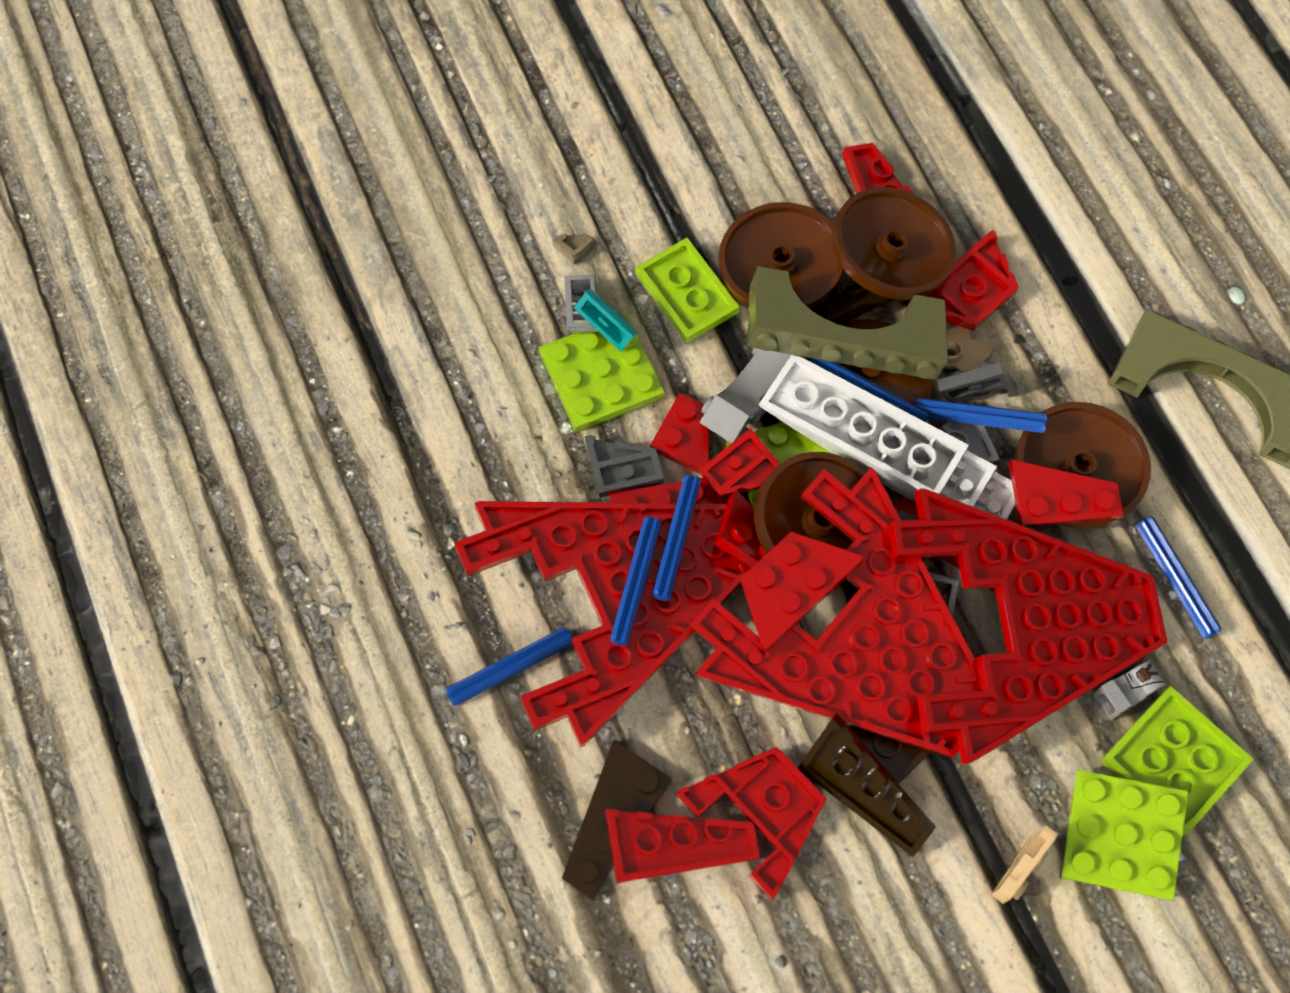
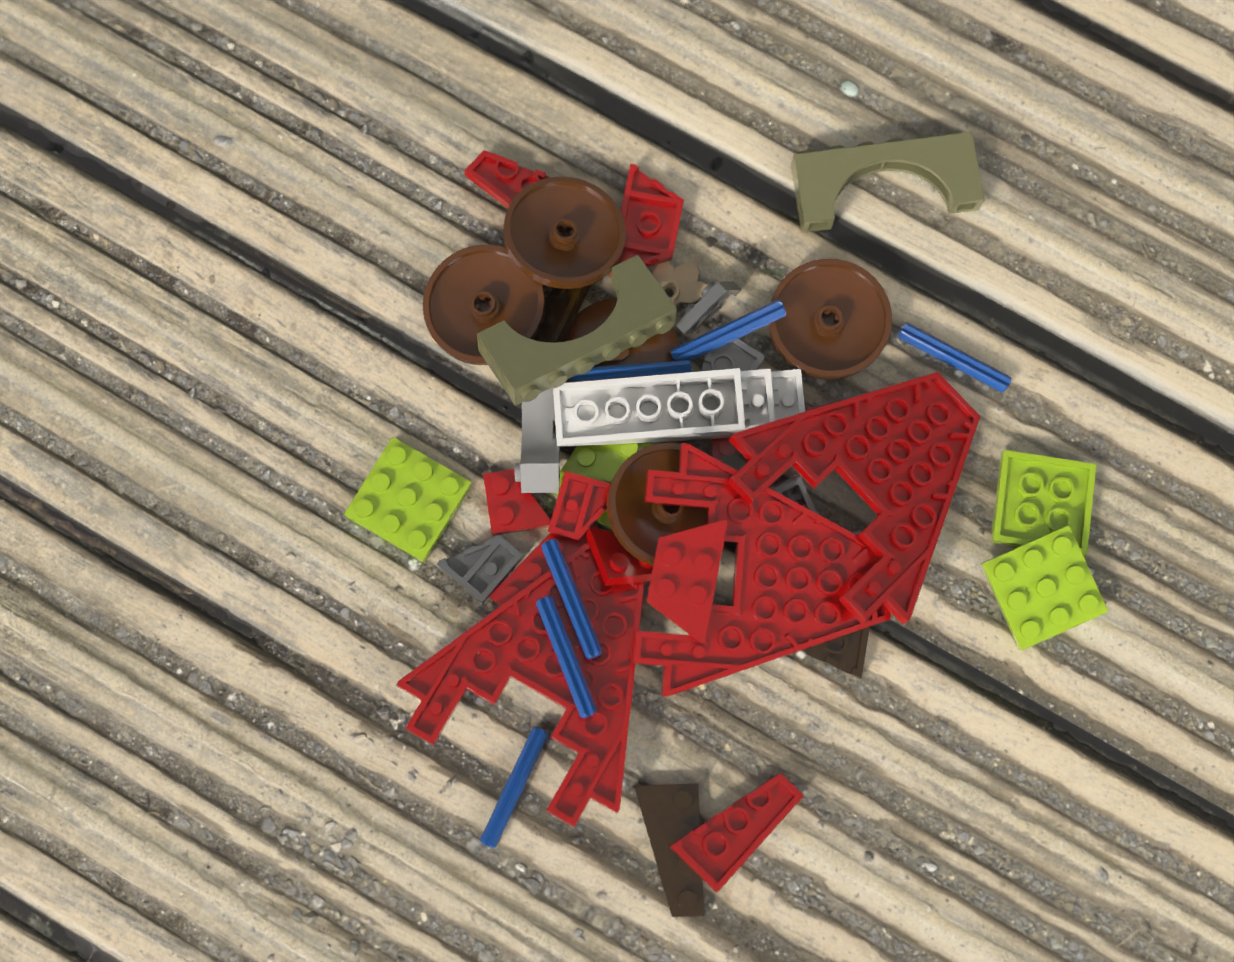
camera: 35 degrees left, 10 degrees up
(574, 246) = (306, 406): dark tan tile -> none
(577, 285) = (337, 438): light grey slope -> none
(606, 319) = (385, 456): teal slope -> none
(687, 290) = (426, 382): lime plate -> none
(771, 796) = (782, 744): red wing -> none
(860, 782) = (832, 685): dark brown wing -> none
(1029, 858) = (990, 662): tan wing -> none
(1061, 497) = (833, 360): red wing -> none
(1129, 690) = (977, 472): light grey leg -> none

